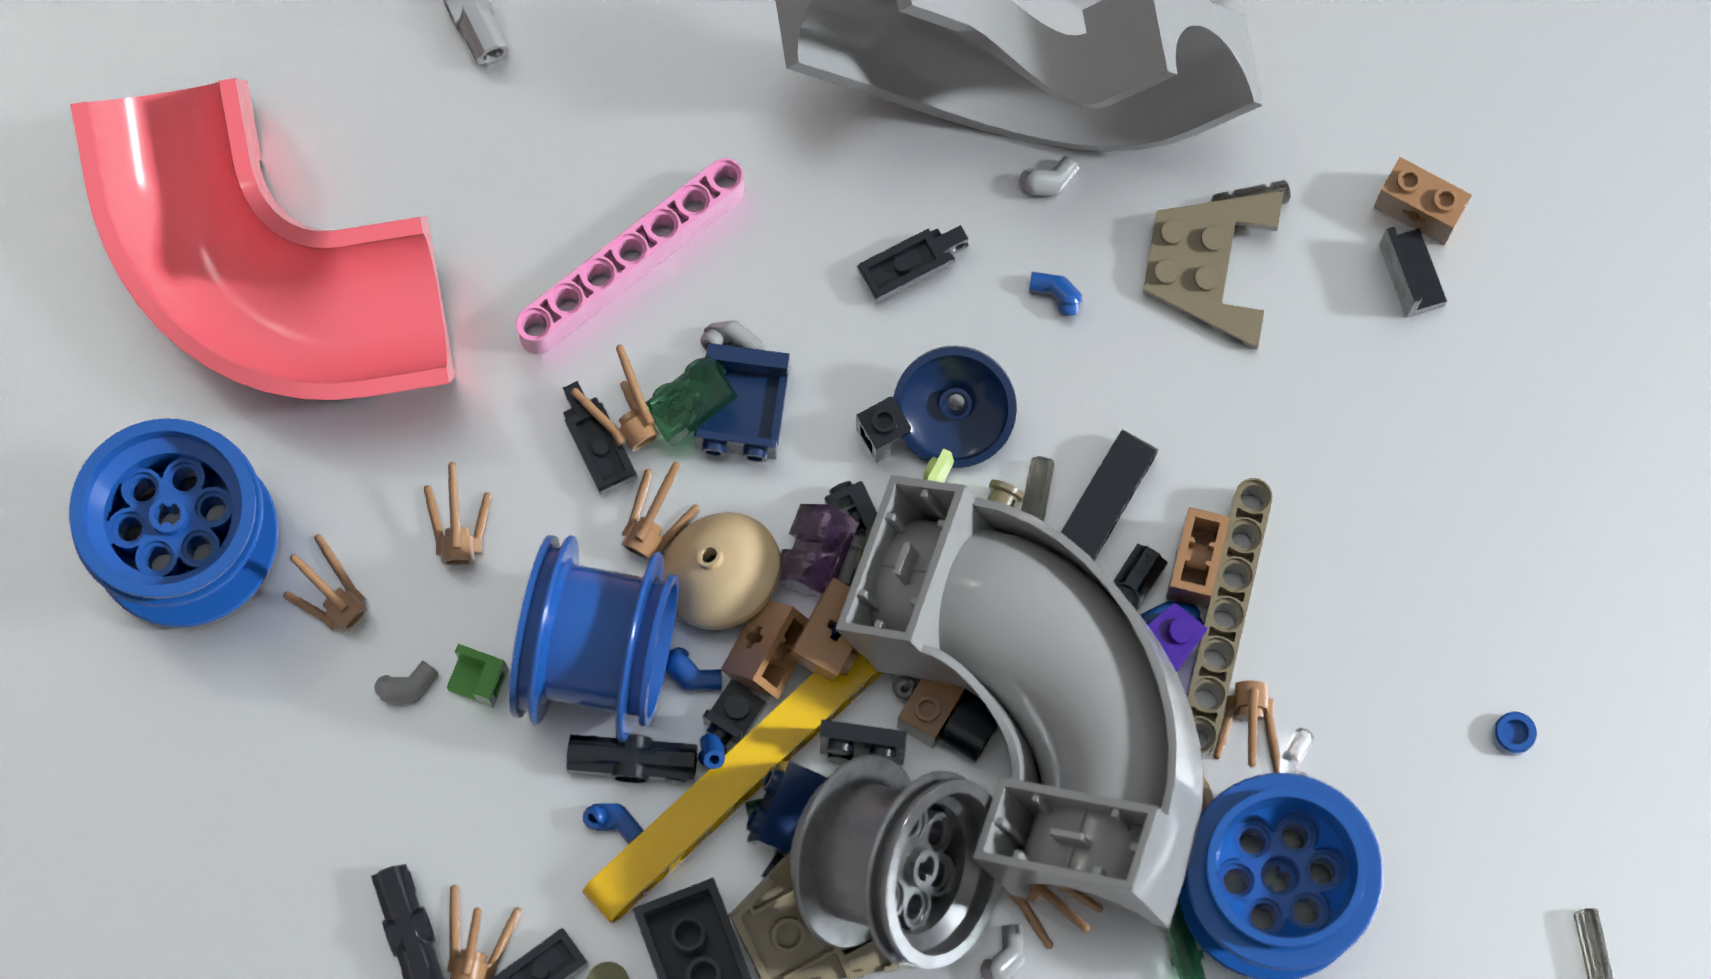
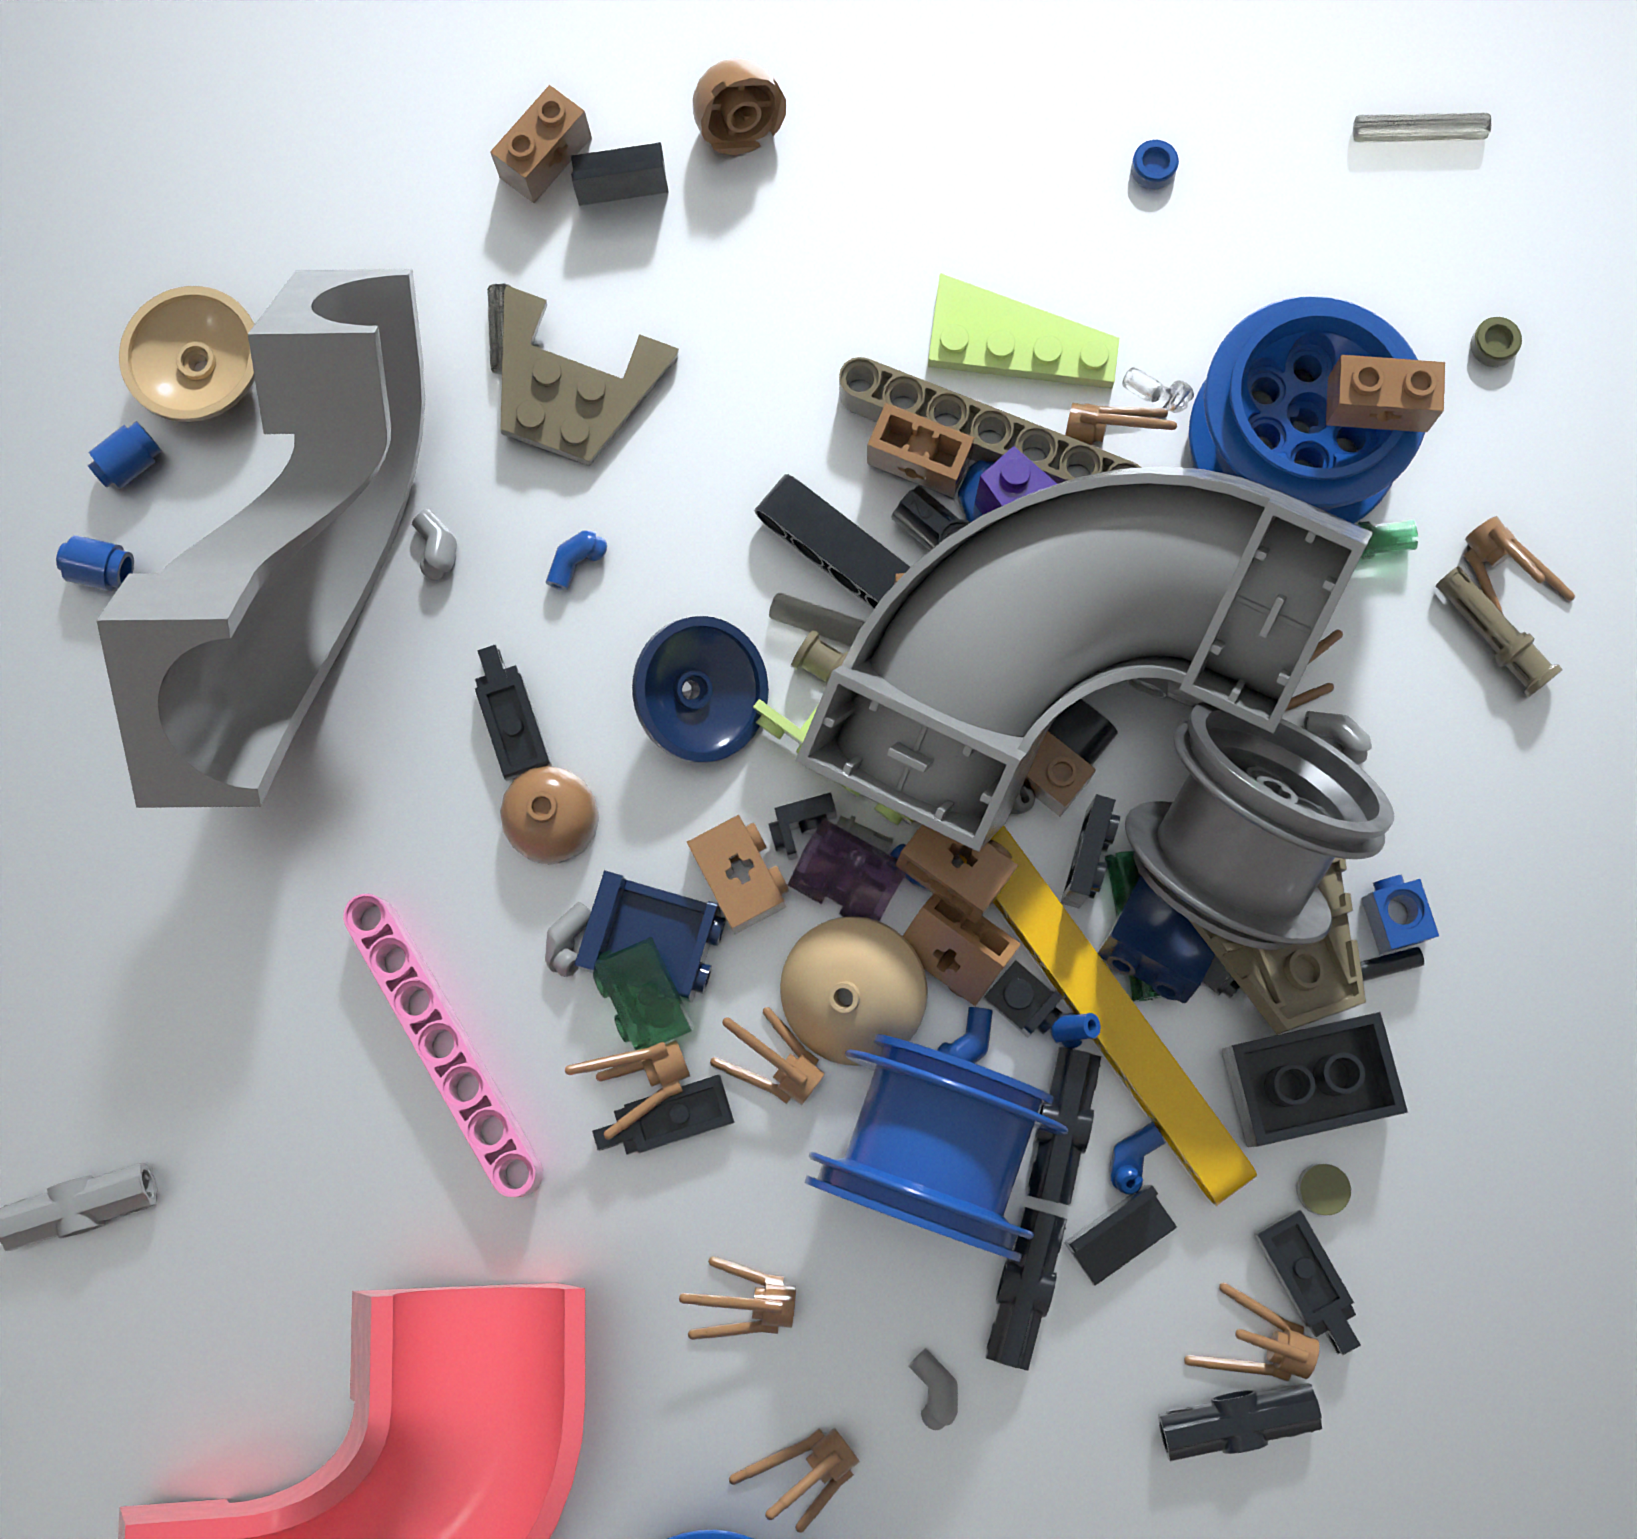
camera: 75 degrees left, 5 degrees up
(477, 676) = (938, 1301): bright green panel -> none
(495, 744) = (1026, 1290): none -> black piece
(549, 817) = (1120, 1234): none -> black panel
(813, 444) = (718, 851): none -> medium nougat brick
(833, 307) = (549, 815): none -> medium nougat cylinder
(881, 427) = (711, 775): black bracket -> none
(1286, 912) = (1385, 393): none -> medium nougat brick
(1322, 625) = (1010, 338): none -> yellowish green wing
(1490, 357) = (737, 105): none -> medium nougat cylinder

